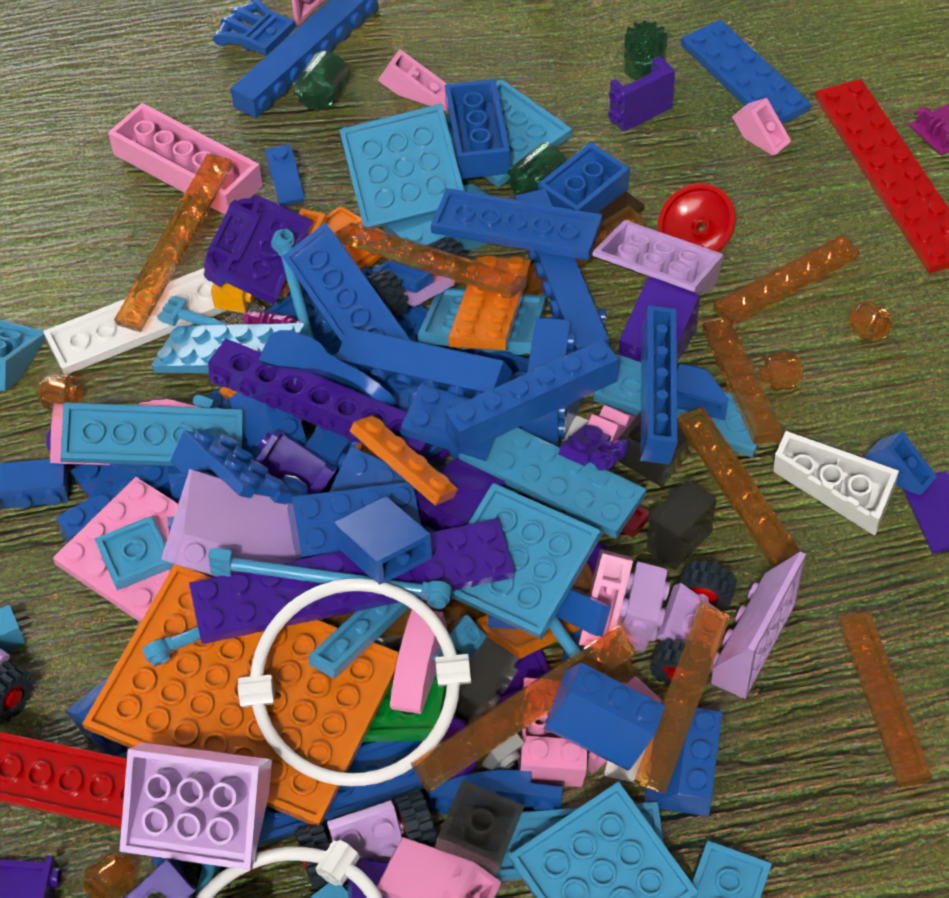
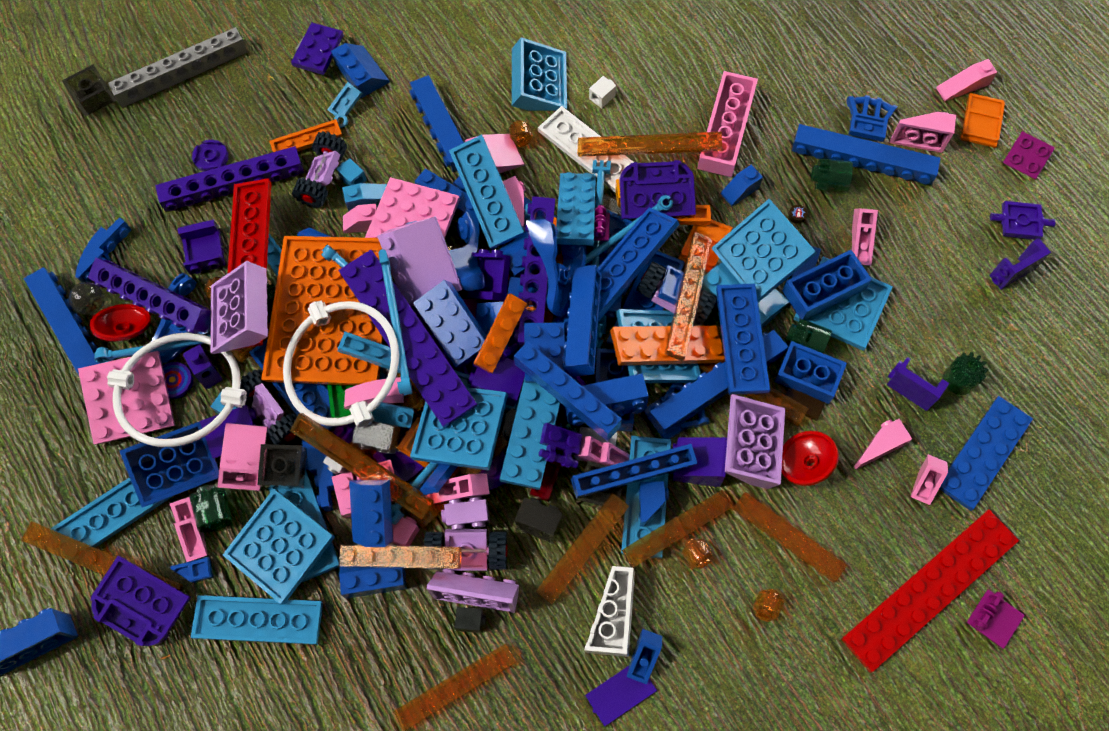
camera: 70 degrees right, 15 degrees up
(48, 280) = (602, 91): none -> white brick
(53, 618) = (363, 194): none -> dark azure slope
(88, 636) = (359, 218): none -> bright pink slope
(133, 553) = (400, 211): dark azure tile -> none
(230, 463) = (462, 240): blue piece -> none
(383, 540) = (425, 340): blue brick -> none
(700, 151) = (888, 439): none -> bright pink slope
(793, 653) = (469, 620): none -> pearl dark grey brick

